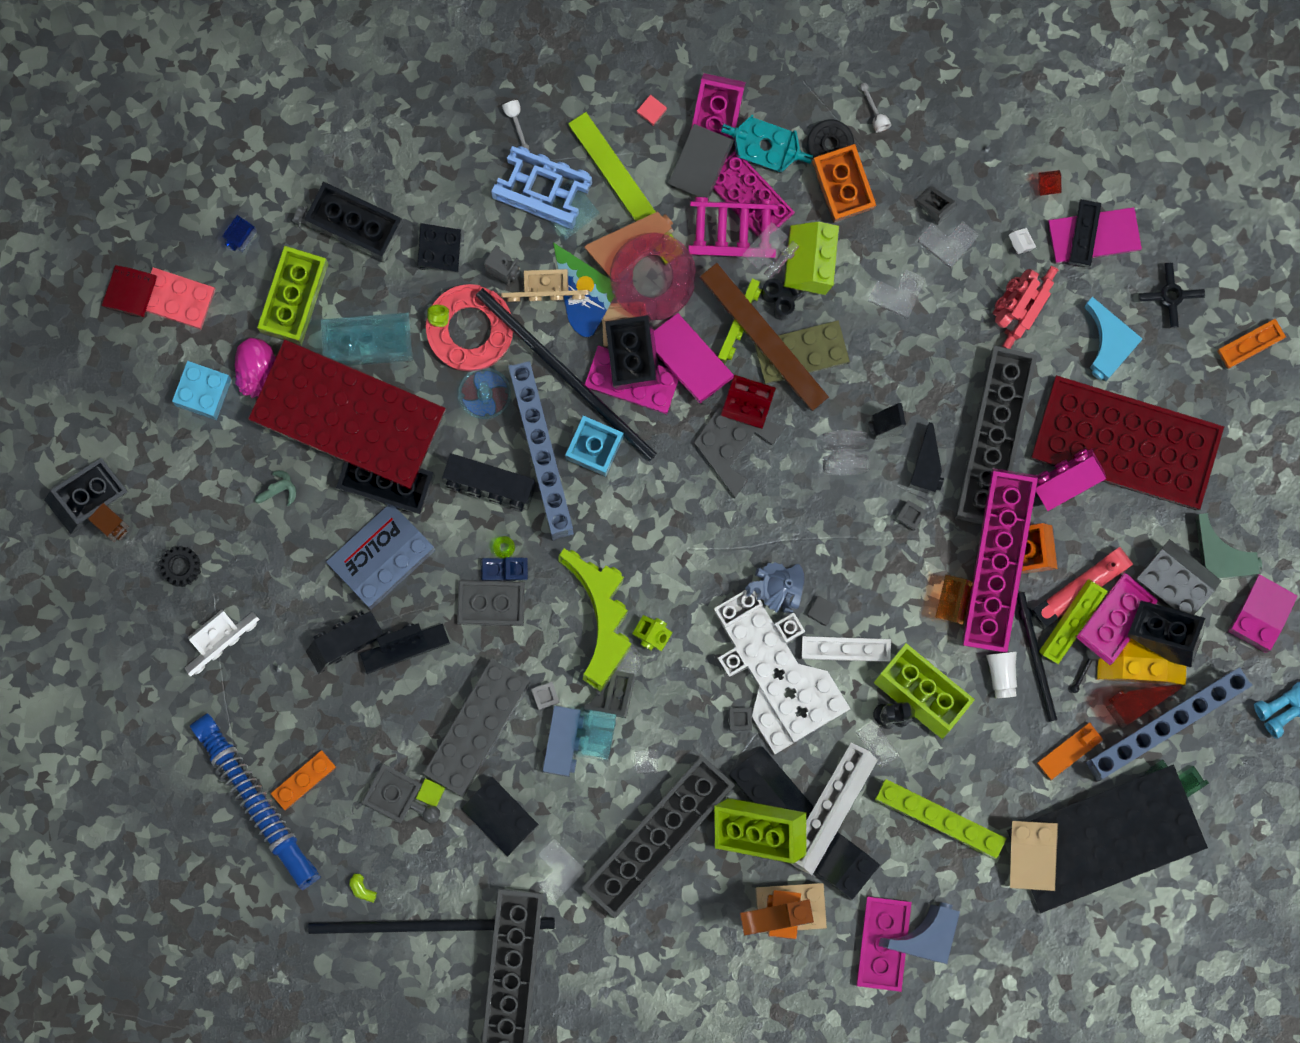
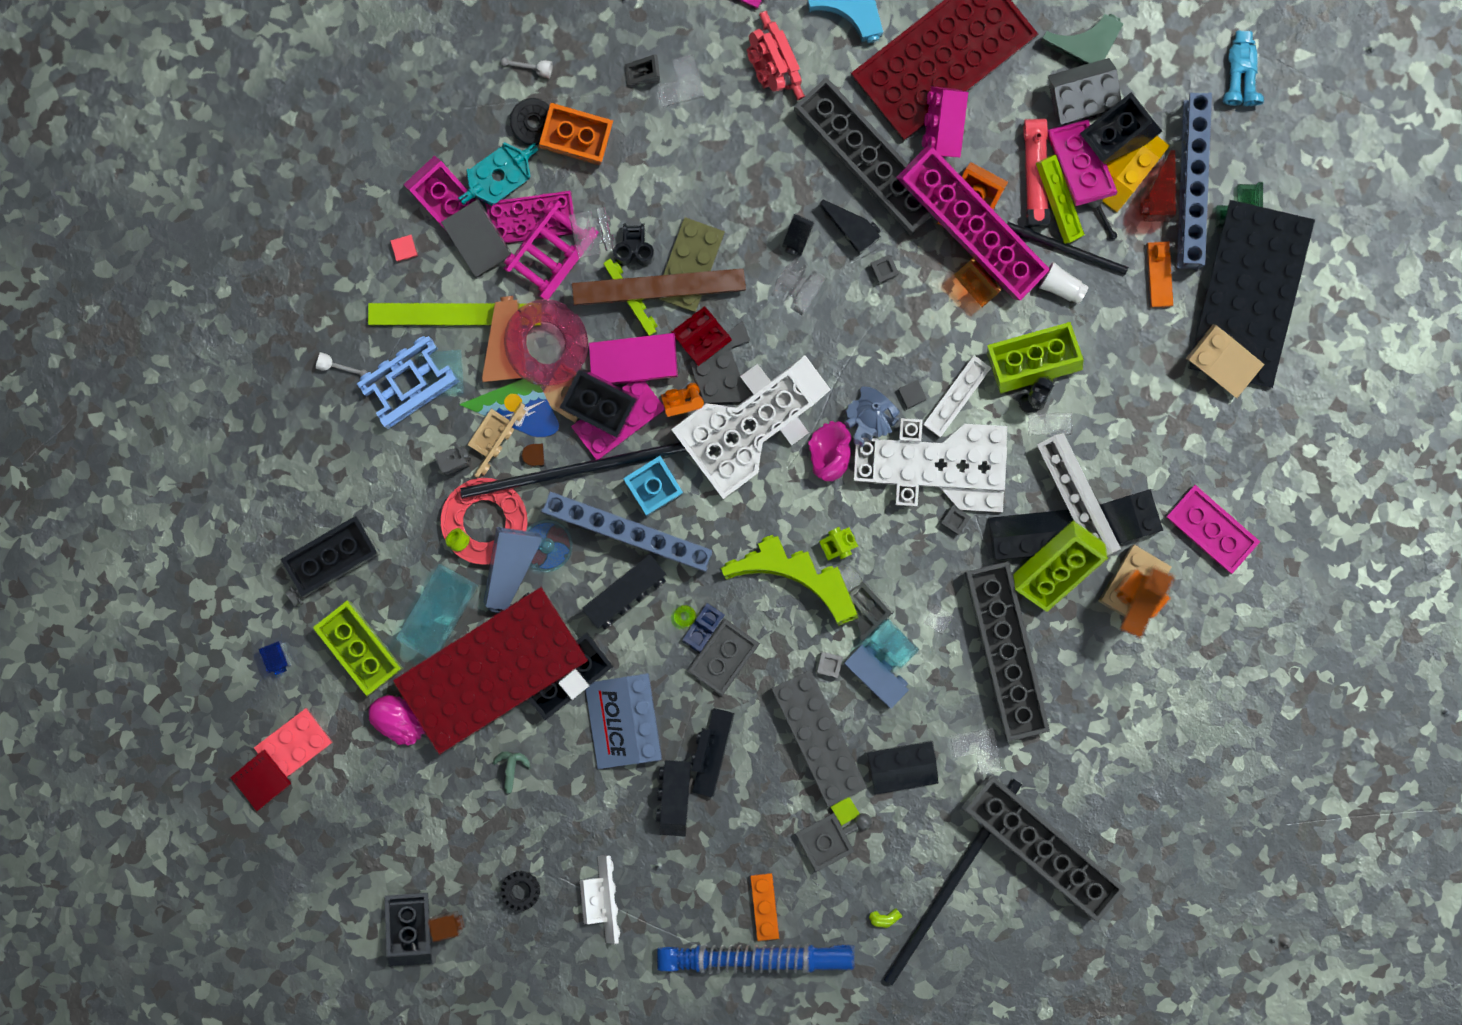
camera: 60 degrees left, 5 degrees up
(201, 390) = (386, 776): medium azure brick -> none
(382, 490) = (573, 684): none -> white tile
(439, 247) = (400, 501): black hinge -> none
(449, 370) = (509, 562): none -> sand blue slope
(553, 331) = (533, 454): none -> reddish brown tile
(678, 415) = (675, 402): none -> orange plate
(725, 573) = (830, 451): none -> dark pink piece
(727, 497) = (772, 407): none -> white piece
(815, 259) = (623, 201): lime slope -> none
(898, 300) = (702, 153): clear plate -> none
(932, 938) = (1234, 487): sand blue arch -> none
(940, 818) = (1145, 415): lime arch -> none
(1022, 241) = (721, 23): white plate -> none
(1263, 614) = (1156, 43): dark pink slope -> none

